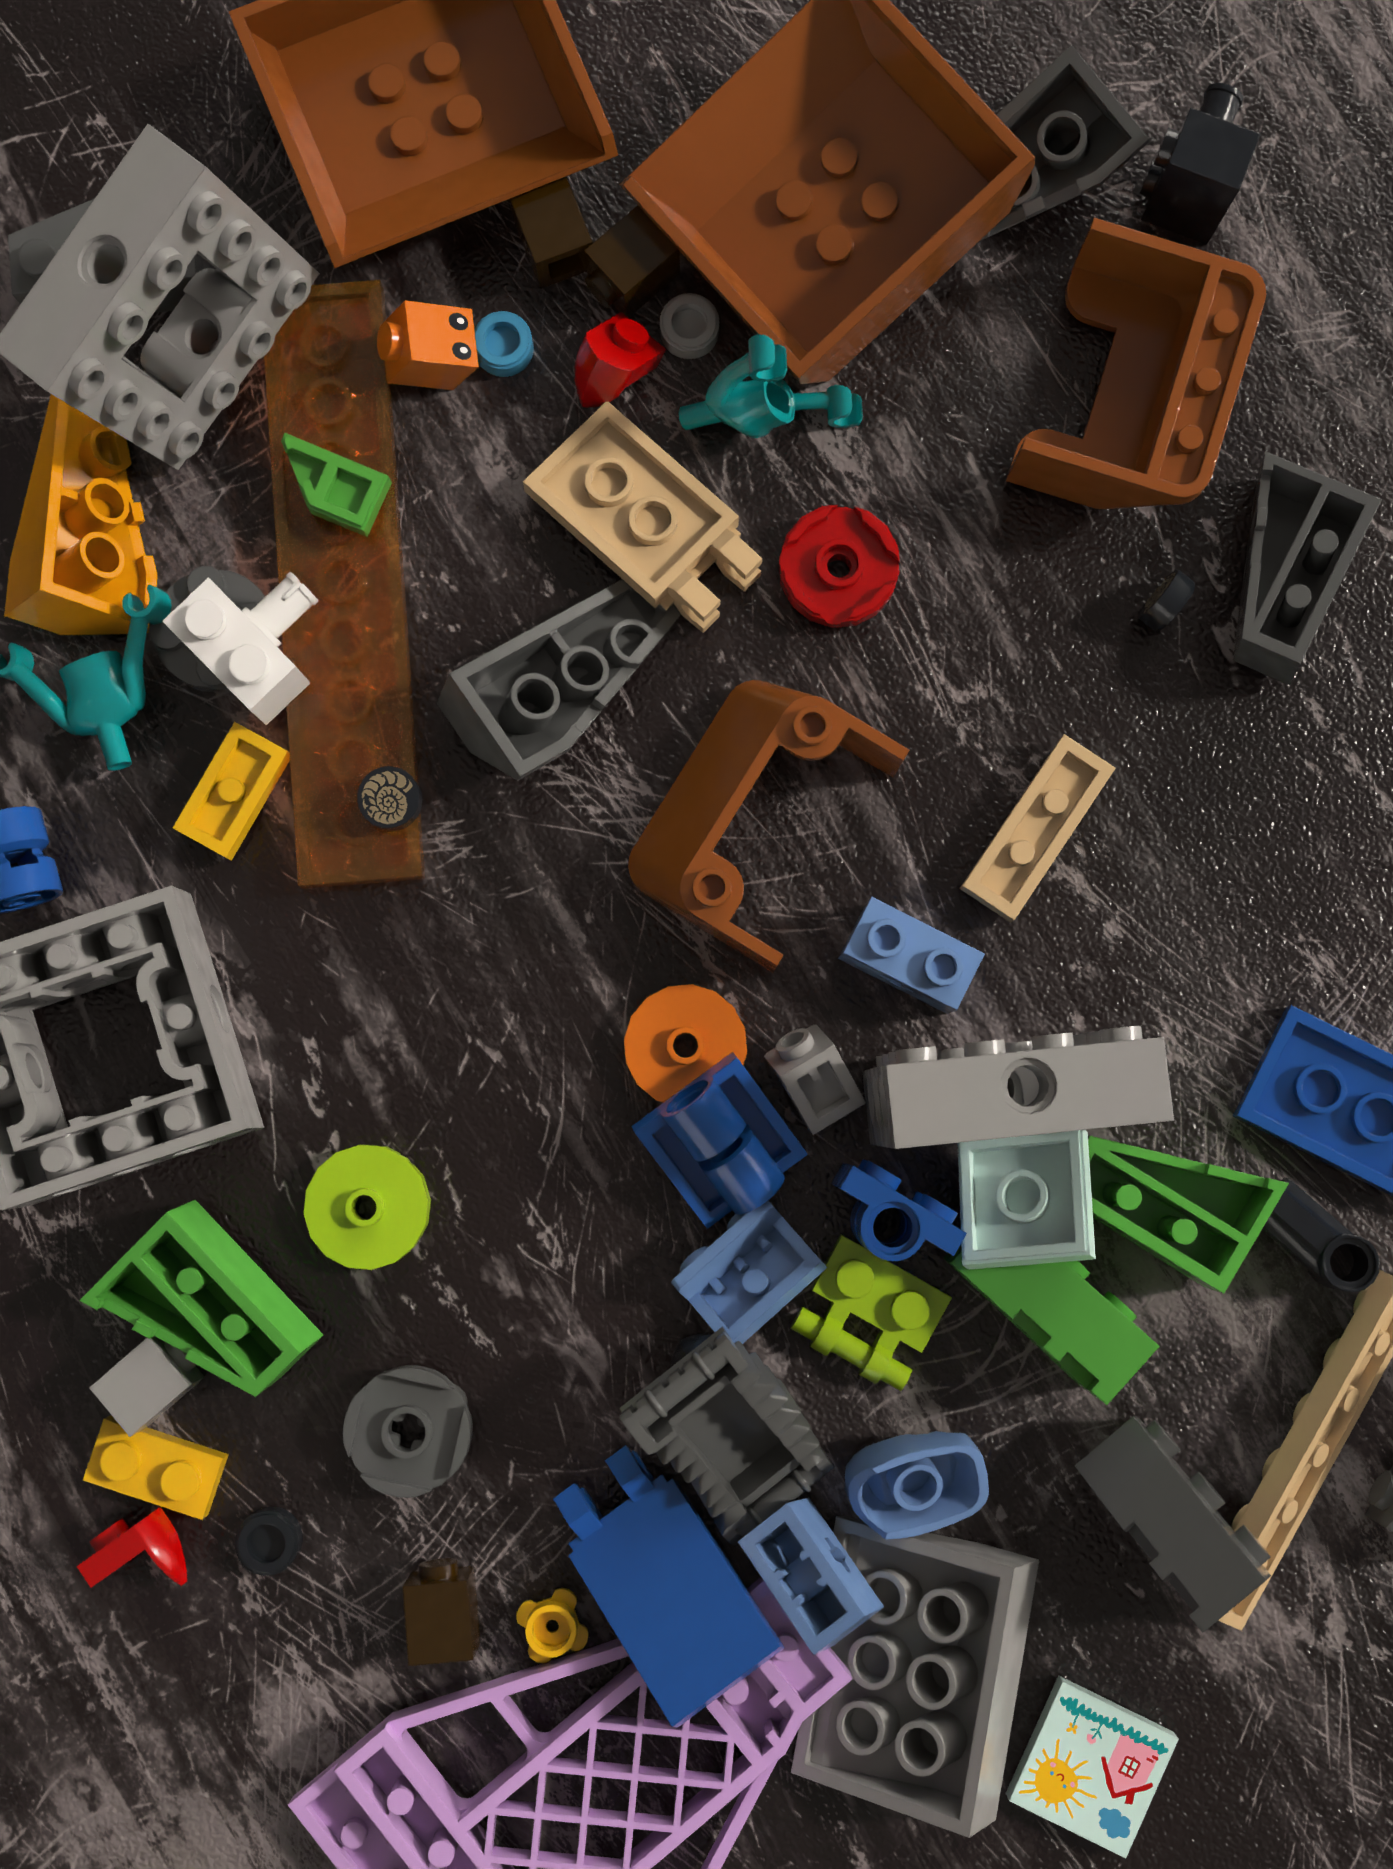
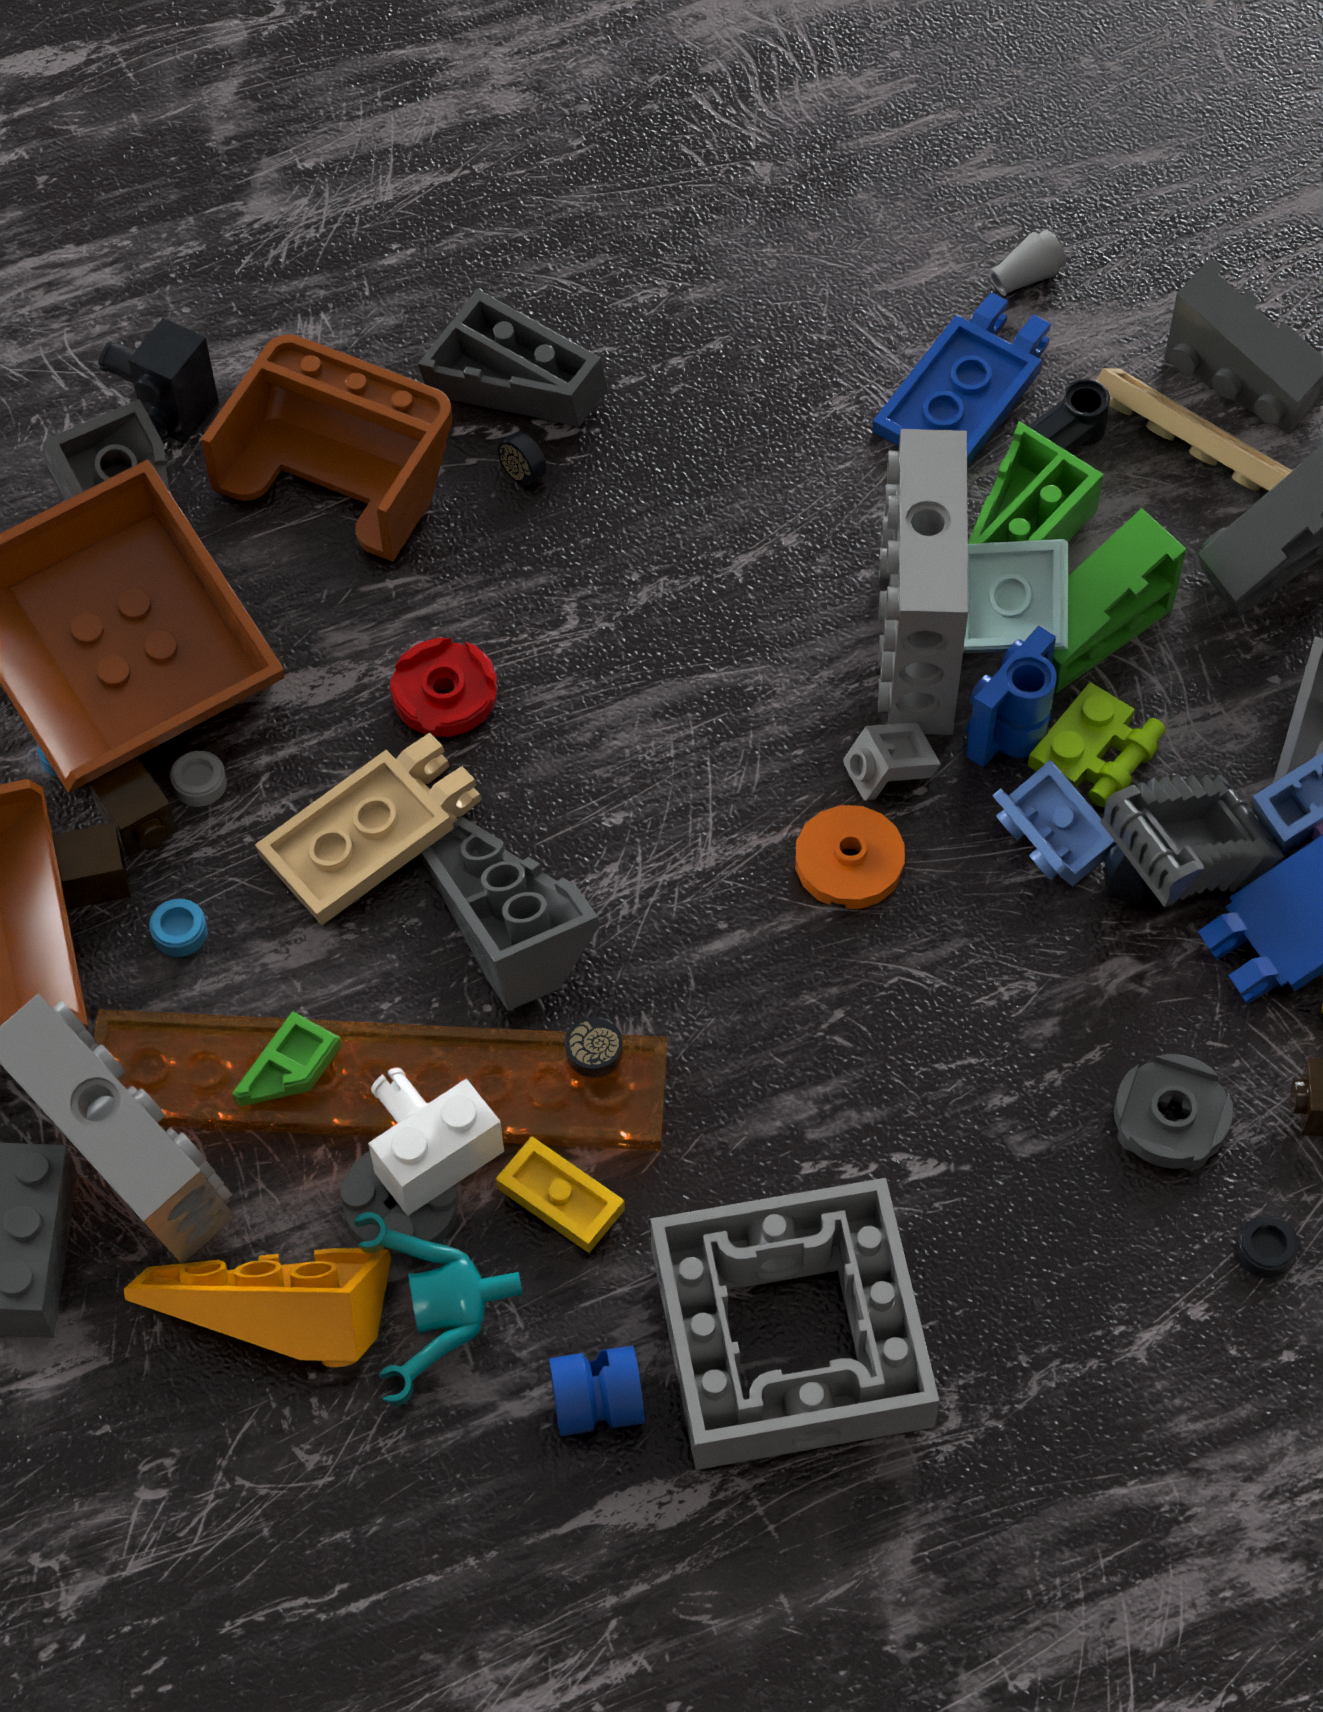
camera: 80 degrees left, 25 degrees down
(121, 1544) = (1262, 1358): red plate -> none
(146, 1384) = (1111, 1322): light grey brick -> none
(156, 1468) = (1192, 1337): yellow plate -> none
(206, 1299) = (1035, 1255): bright green wedge -> none
(400, 1206) = (962, 1153): lime plate -> none
(428, 345) = (174, 971): orange brick -> none
(613, 359) = (221, 833): red plate -> none
(676, 853) = (634, 797): dark orange windscreen -> none
(721, 1142) = (941, 827): blue plate -> none
(766, 400) = (287, 715): teal piece -> none
(911, 956) = (795, 671): medium blue brick -> none
(916, 1483) = (1243, 719): medium blue piece -> none
(1037, 828) = (699, 573): tan plate -> none

